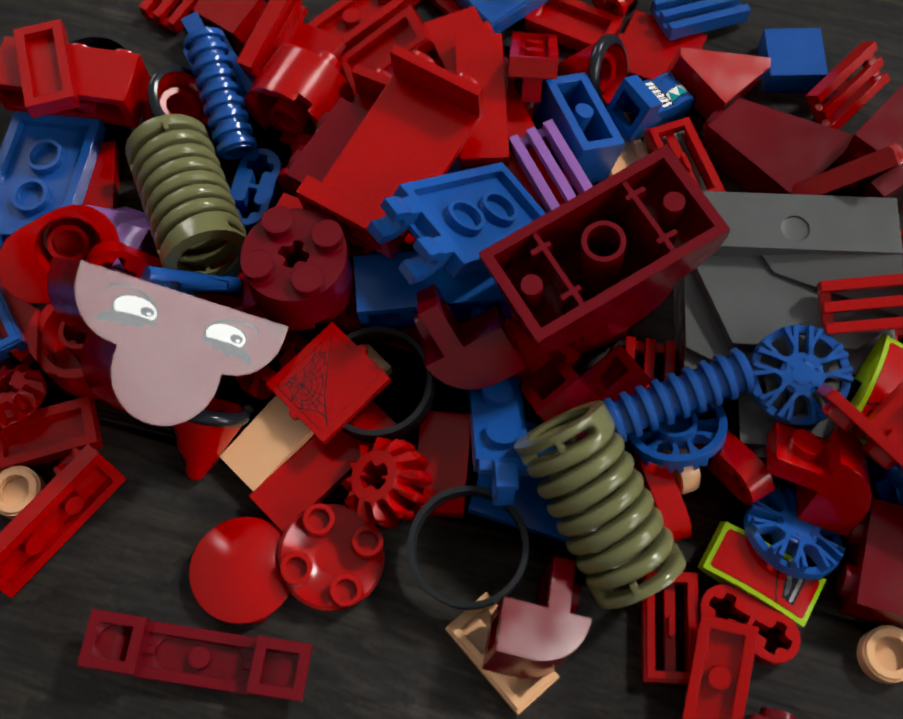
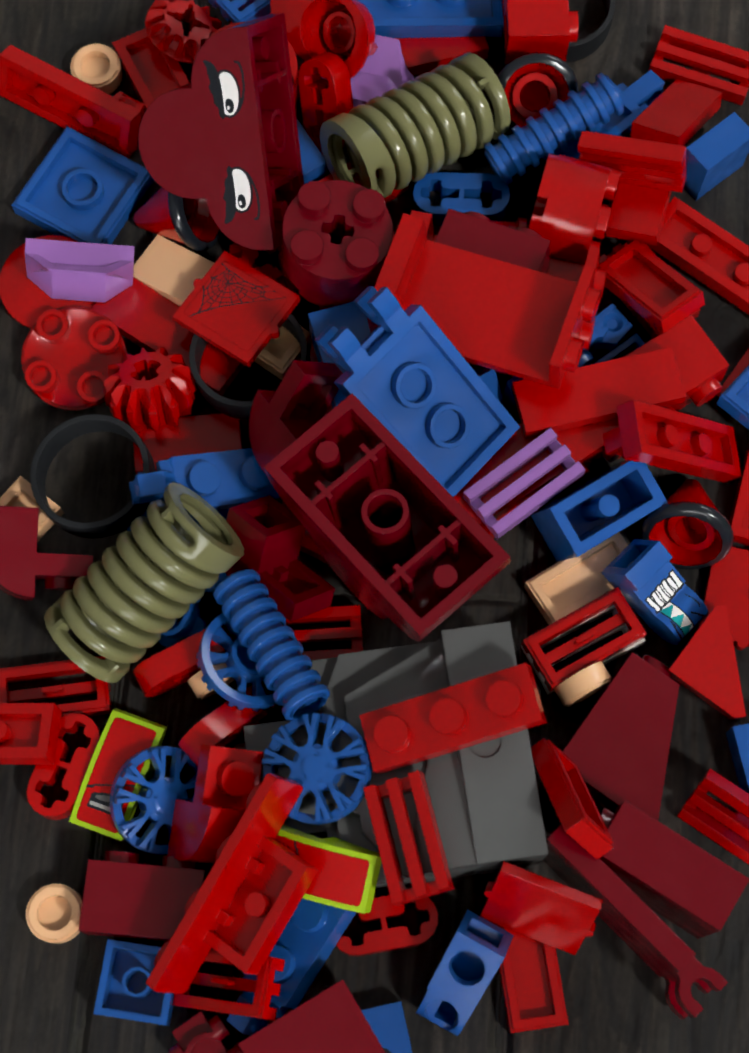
camera: 75 degrees right, 5 degrees up
(149, 525) = (83, 190): none -> blue tile
(191, 282) = (315, 143): blue hose -> none
(247, 529) = (79, 269): none -> medium lavender slope
(726, 170) = (583, 684): none -> light nougat tile
(777, 246) = (452, 718): none -> red plate

